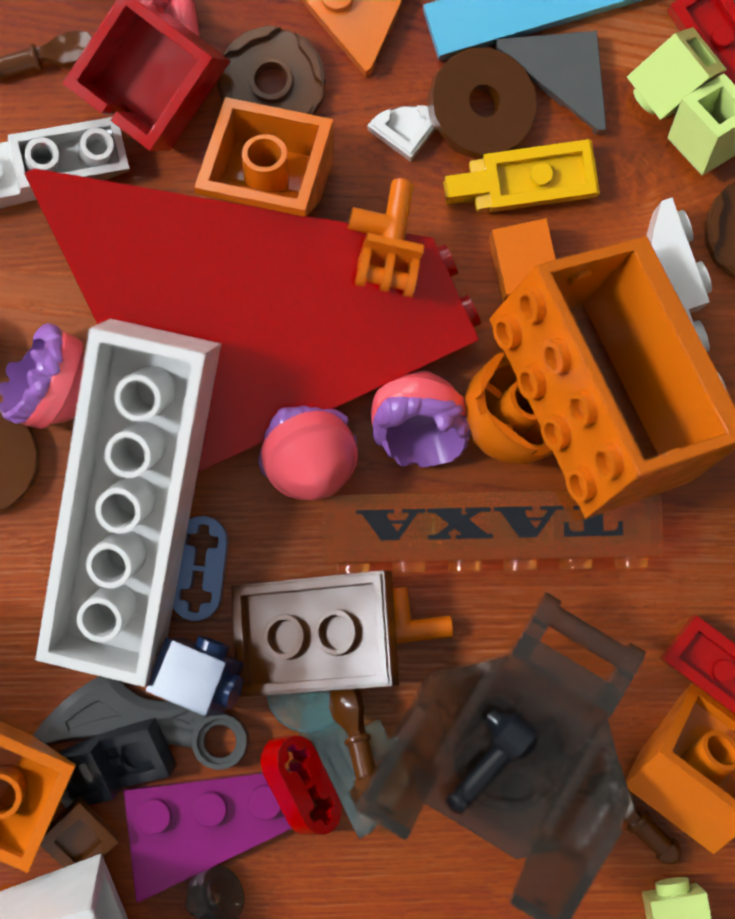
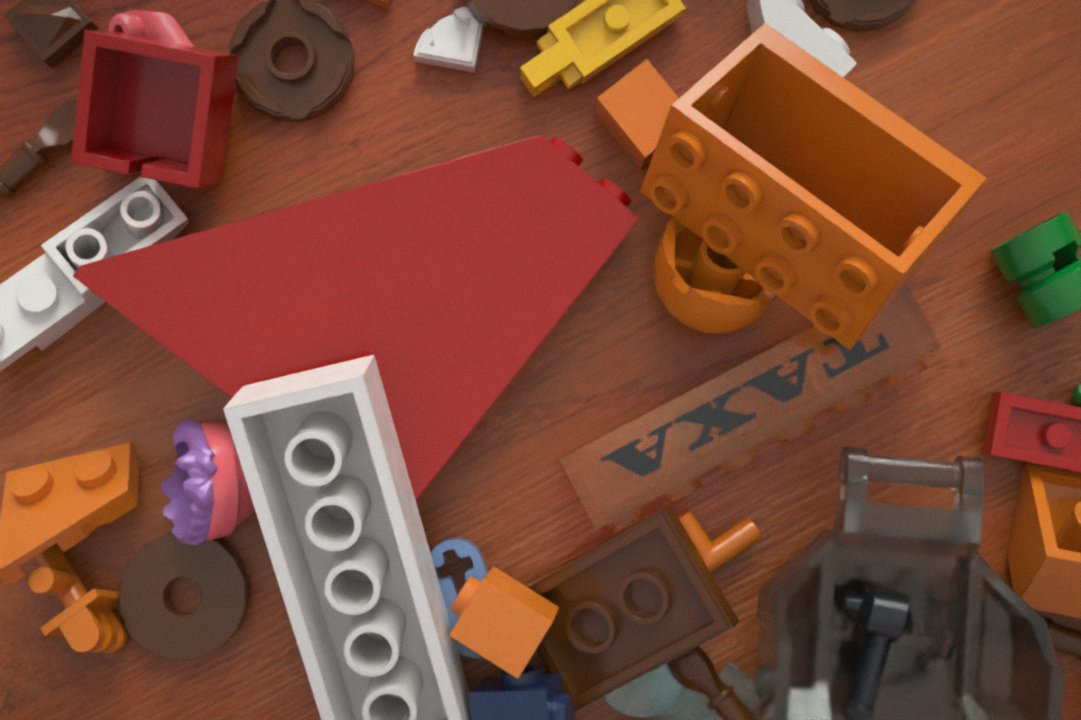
camera: 30 degrees left, 0 degrees up
(218, 595) = (501, 620): none -> orange brick
(267, 157) = (326, 135): orange slope -> none
(308, 452) = (521, 422): coral hair -> none
(385, 254) = (502, 176): orange arm -> none
(420, 420) = (620, 330): medium lavender hair -> none

